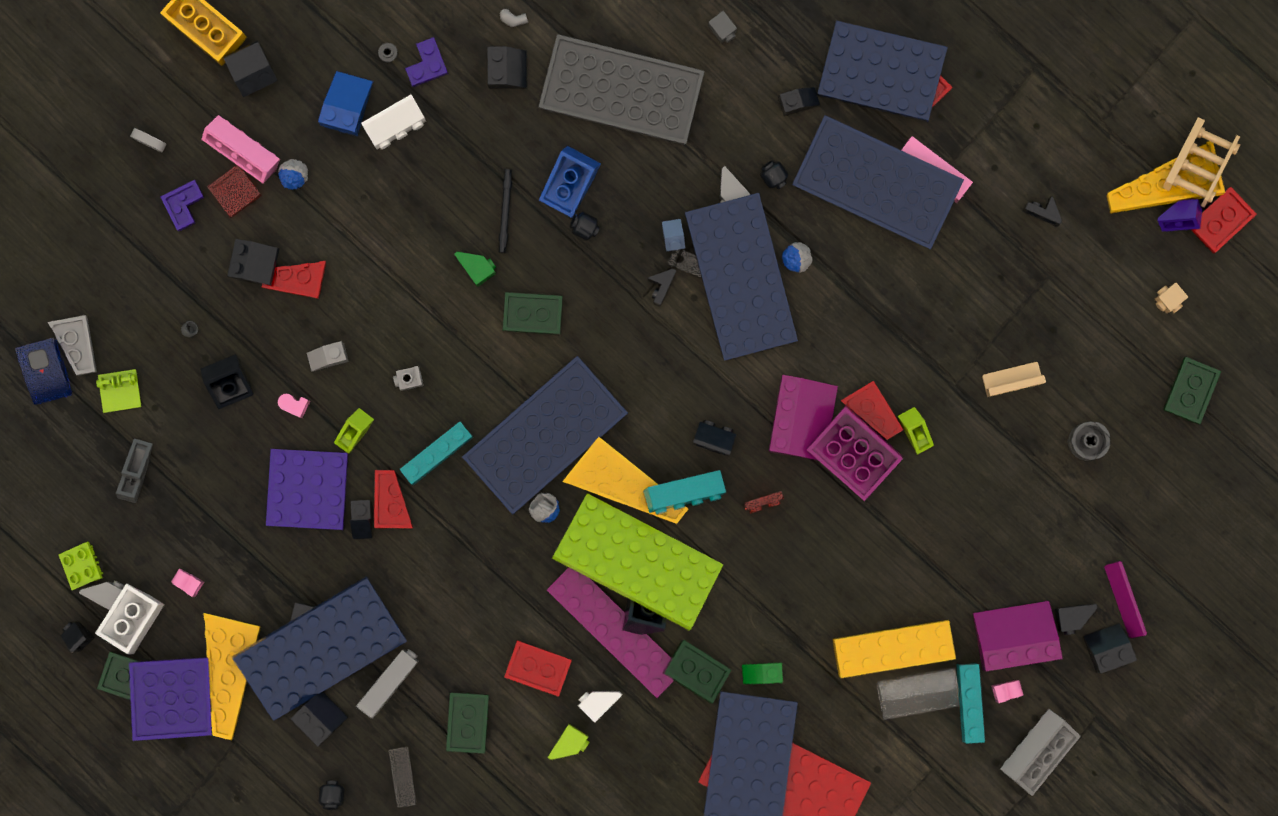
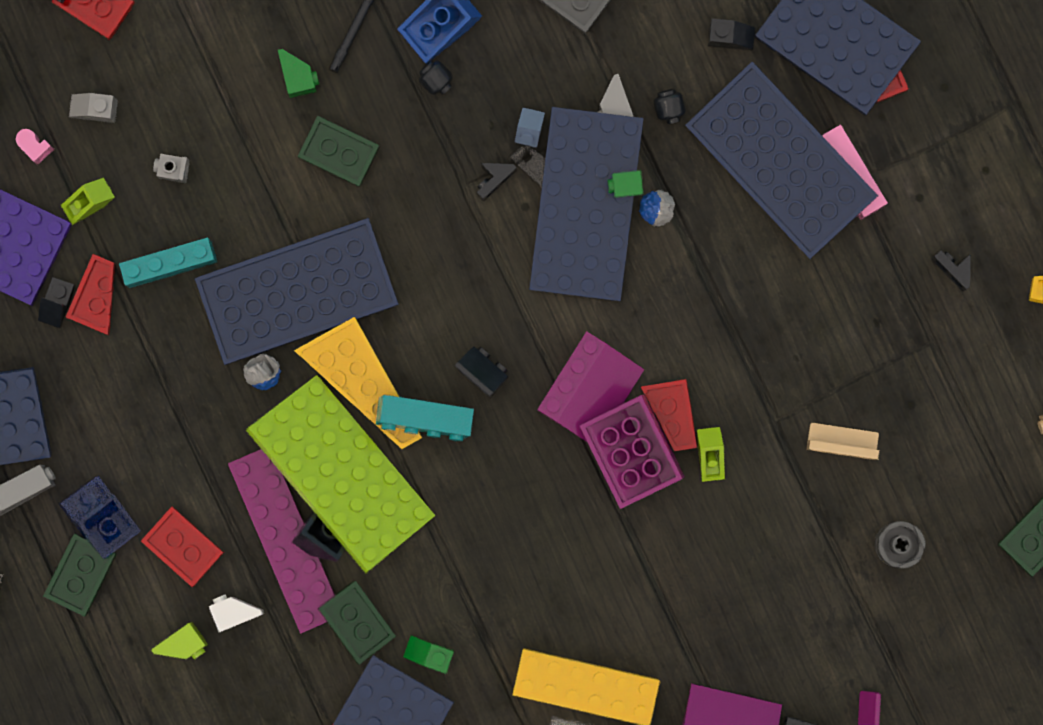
camera: 25 degrees right, 0 degrees up
(464, 671) = (99, 517): none -> clear blue slope
(767, 249) = (625, 184): none -> green brick
(771, 500) = (496, 464): clear red plate -> none

